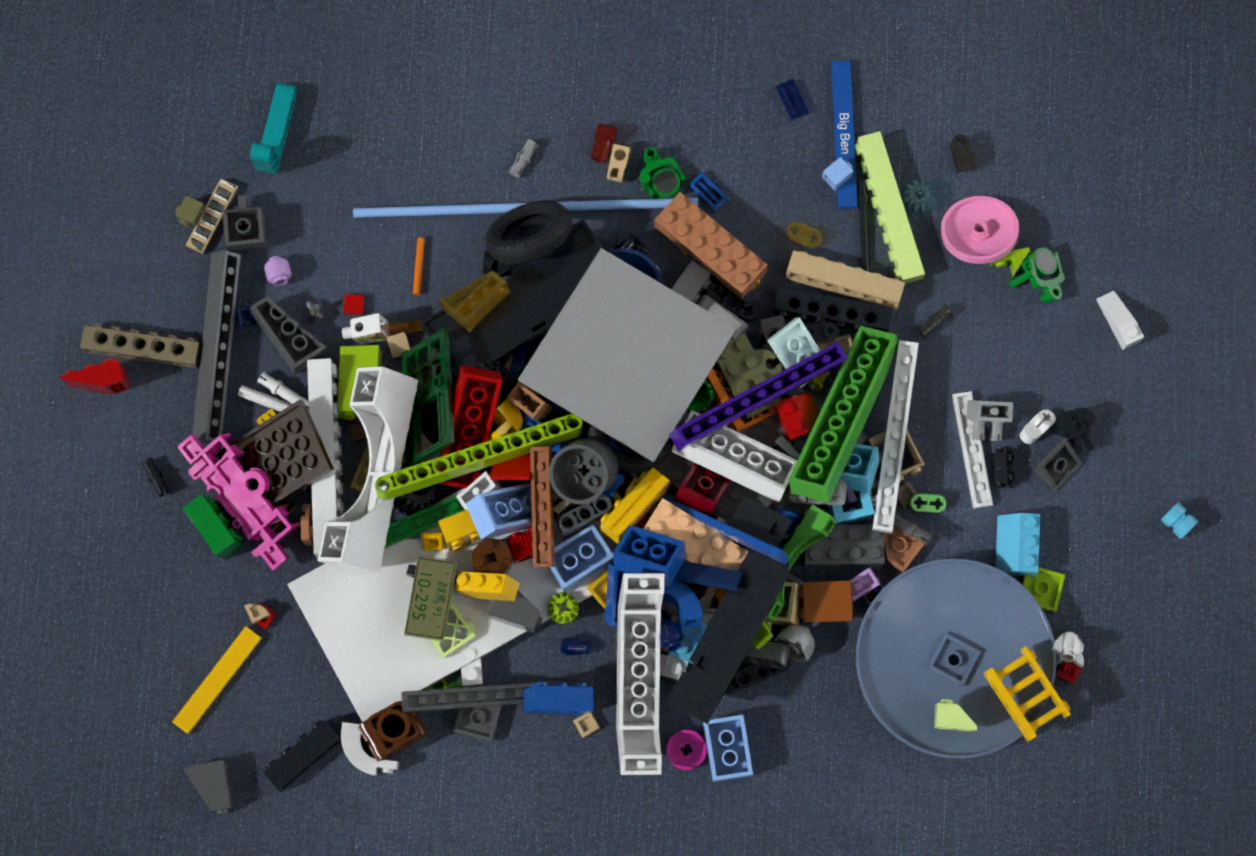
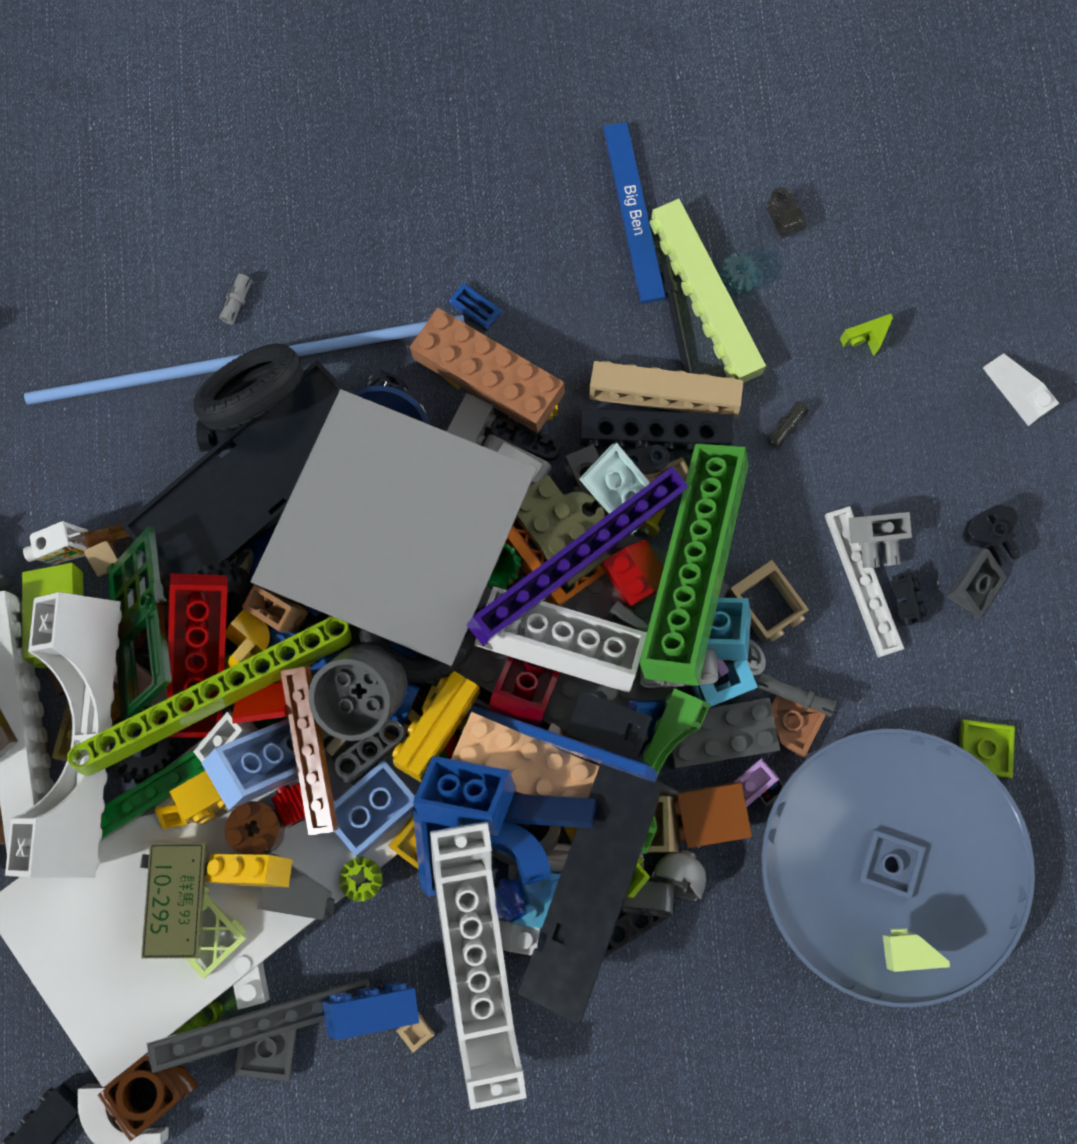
camera: 10 degrees left, 0 degrees up
(353, 304) = (39, 515): red tile -> none
(418, 266) = (118, 453): orange piece -> none
(476, 300) = (188, 484): clear yellow wedge -> none
(574, 647) = (385, 927): clear blue cone -> none
(605, 137) = (334, 258): clear red piece -> none
(618, 163) = (356, 286): tan leg -> none
(665, 181) = (417, 300): green piece -> none
(693, 759) = (568, 1059): dark pink plate -> none
(728, 748) = (613, 1041): light blue brick -> none
(797, 113) = (573, 195): clear blue tile -> none
(806, 231) = (604, 342): clear yellow beam -> none
(837, 173) = (634, 258): light blue brick -> none
(895, 437) = (766, 582): white plate -> none
(904, 493) = (789, 653): dark tan tile -> none
(927, 497) = (819, 664): bright green beam -> none
(979, 229) = (825, 301): bright pink dish -> none
(1007, 694) = (978, 907): yellow fence -> none
(1018, 544) = (948, 695): medium azure slope -> none
(1038, 266) = (907, 335): green piece -> none
(1043, 420) = (950, 530): white piece -> none
(1068, 672) = (1045, 854): red tile -> none
(1069, 649) = (1043, 825): white brick -> none

